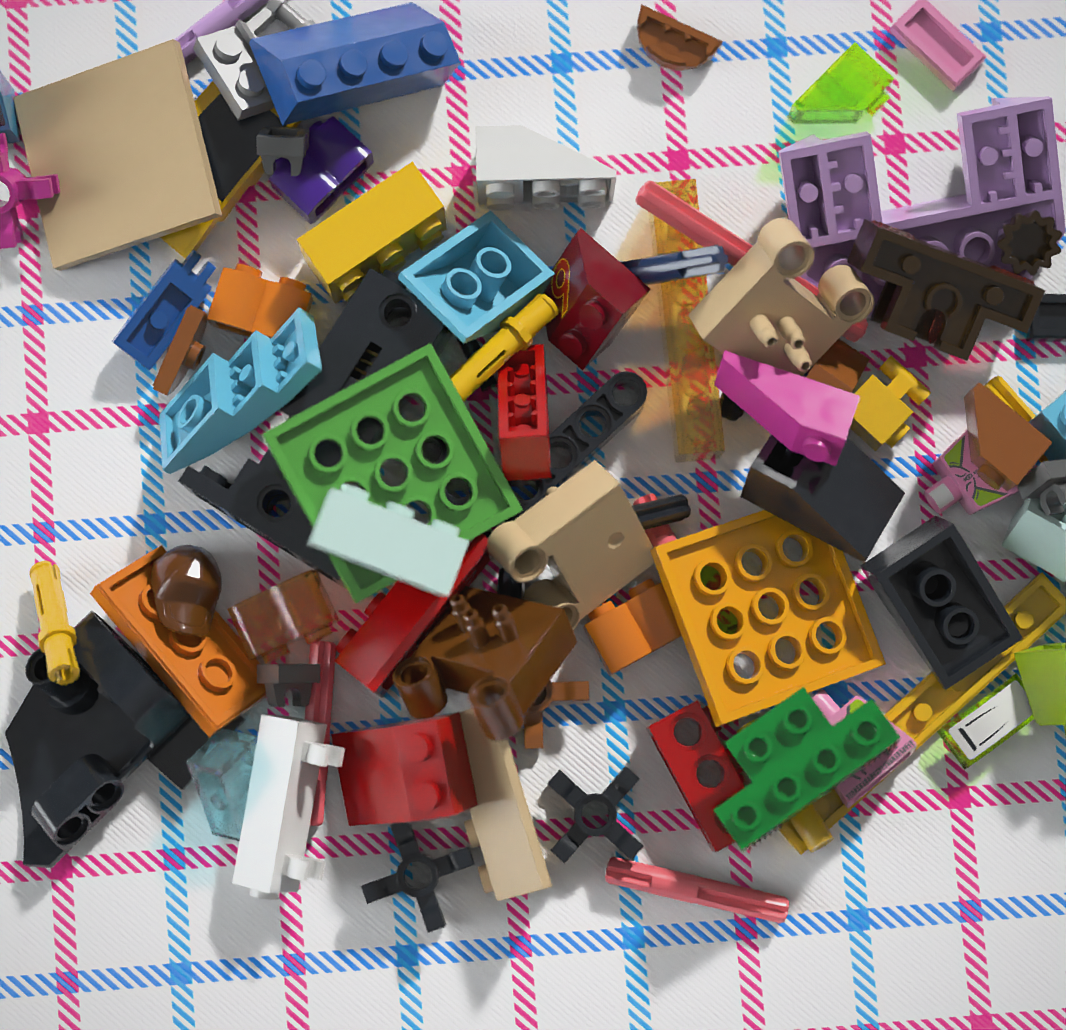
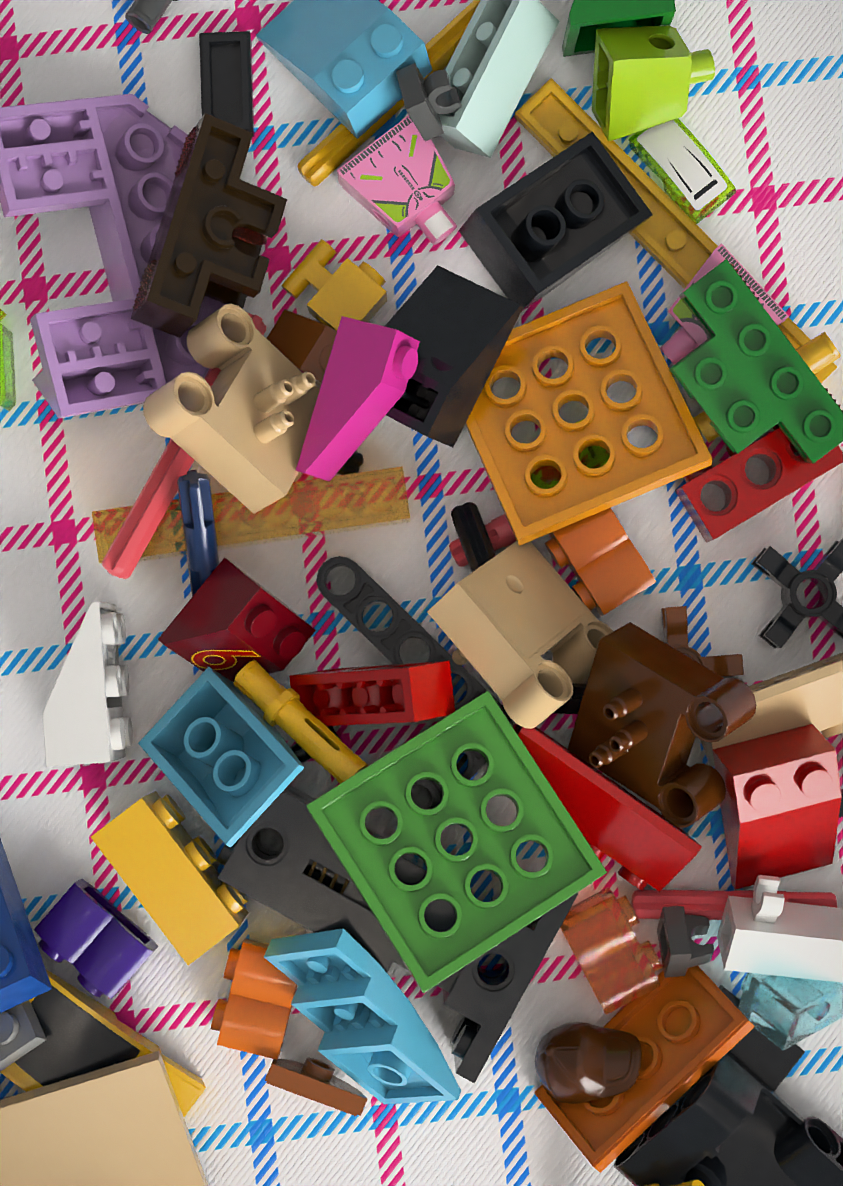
camera: 90 degrees left, 5 degrees up
(160, 312) = (270, 1112): blue hinge -> none
(282, 142) = (71, 986): dark grey tile -> none
(388, 540) = (539, 841): light aqua brick -> none
(1000, 439) = (379, 158): dark orange slope -> none
(1029, 242) = (148, 133): dark brown piece -> none

